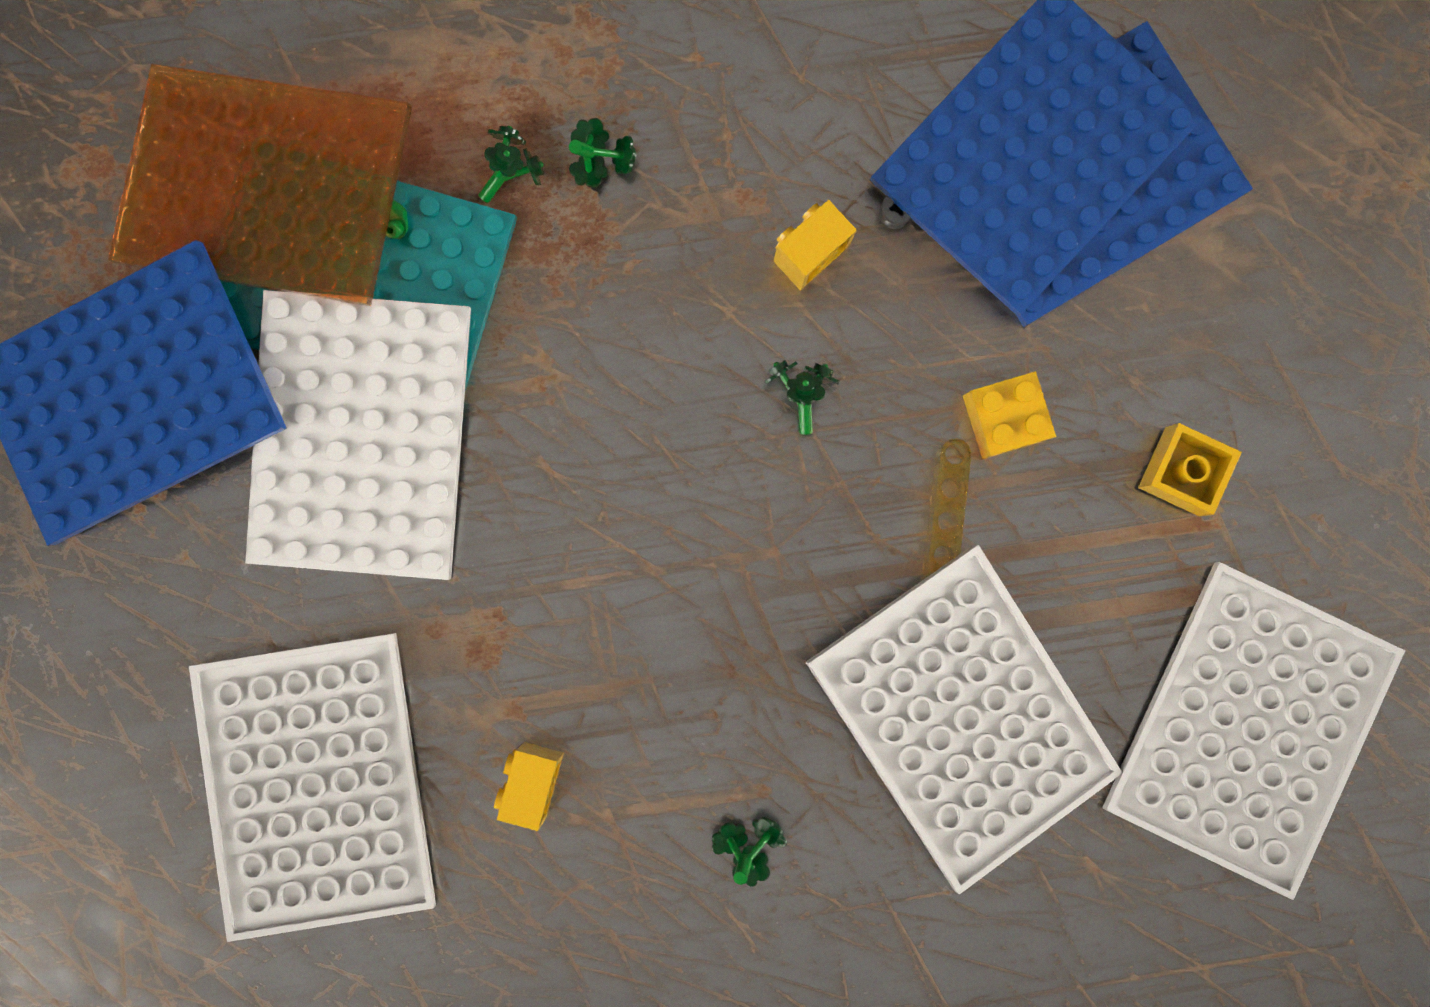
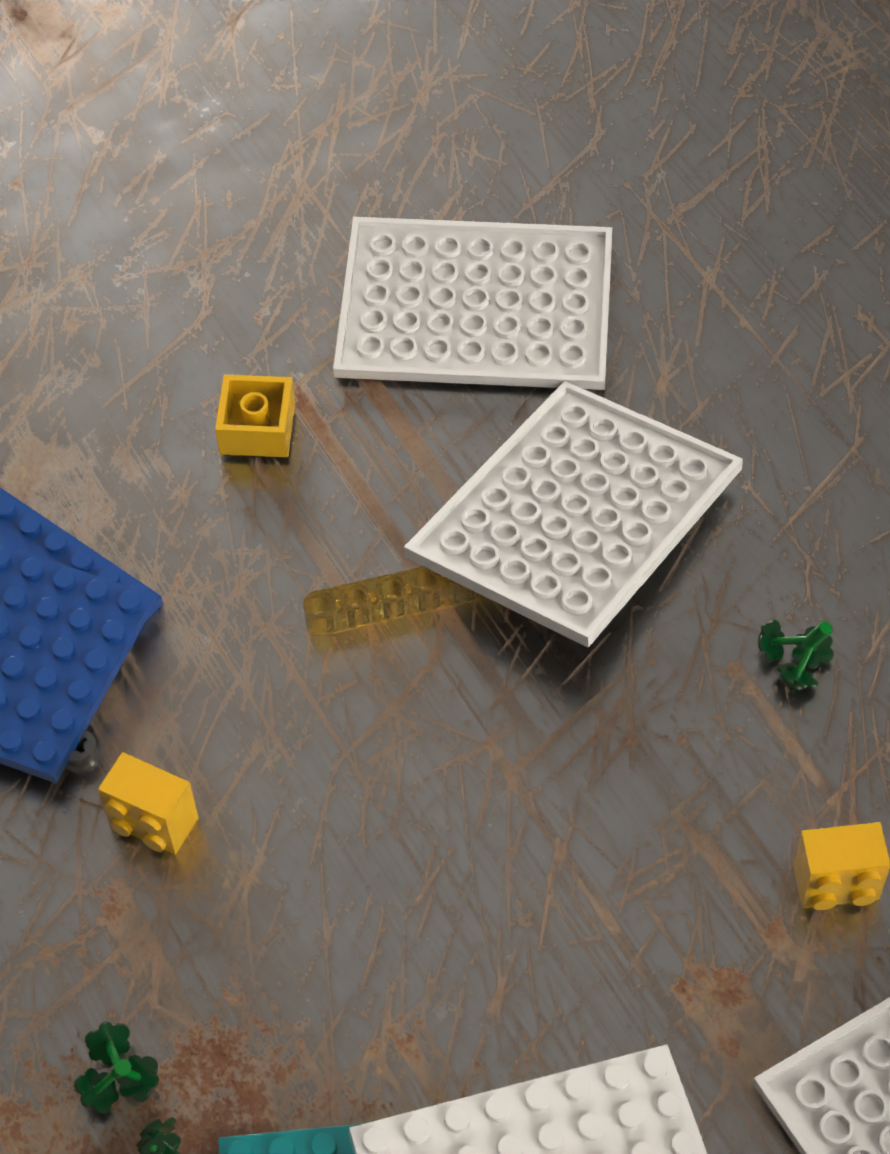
camera: 100 degrees left, 30 degrees down
(803, 389) = (306, 755): dark green plant -> none
(1009, 415) = (261, 577): yellow brick -> none

